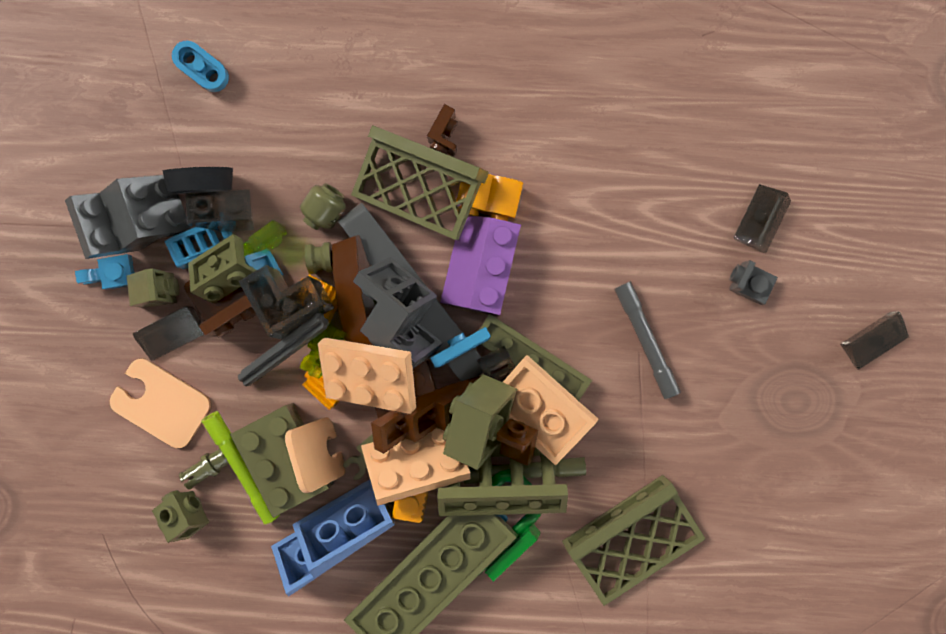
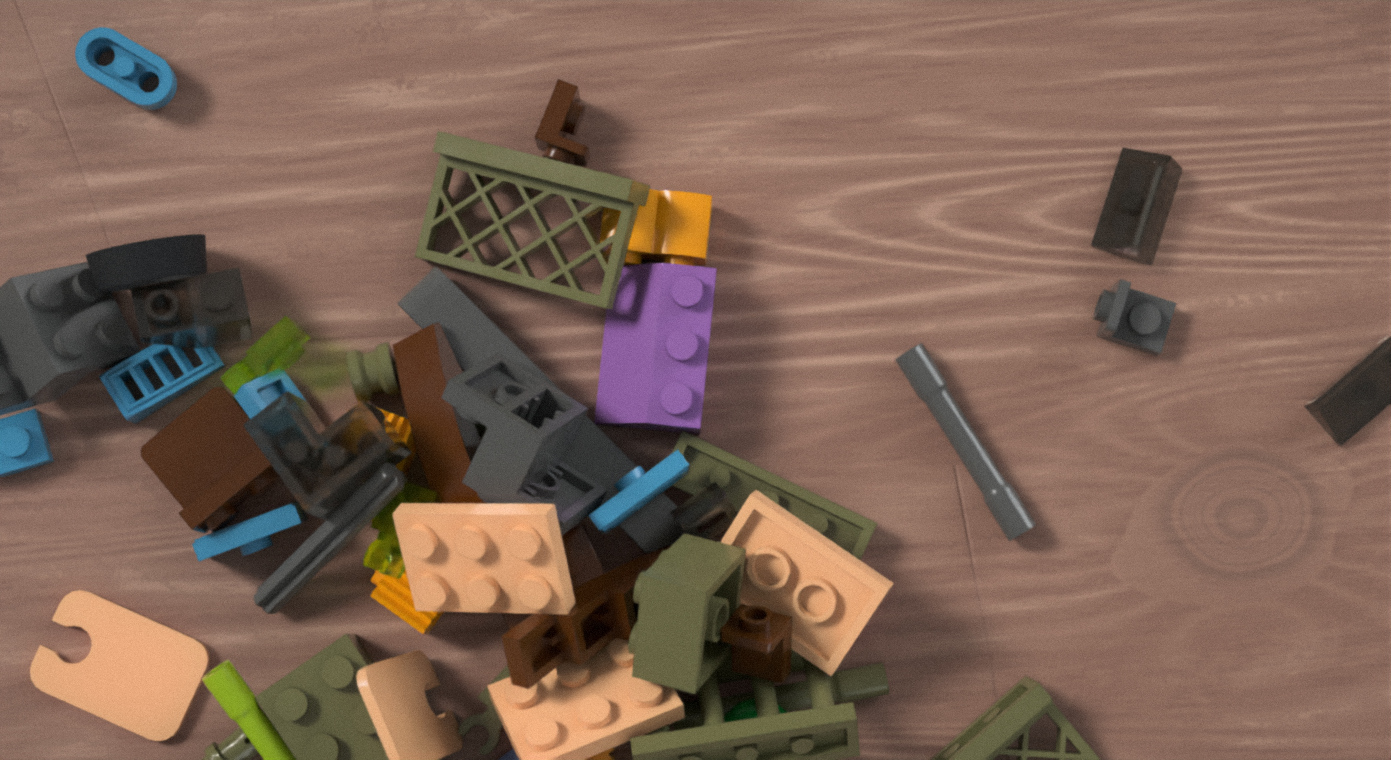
camera: 10 degrees left, 5 degrees down
(152, 288) = (86, 462): olive slope -> none
(169, 333) = (124, 538): clear smoke slope -> none
(219, 270) = (202, 414): olive bracket -> none
(238, 341) = (250, 534): none -> dark azure plate
(322, 206) = (368, 282): olive head -> none

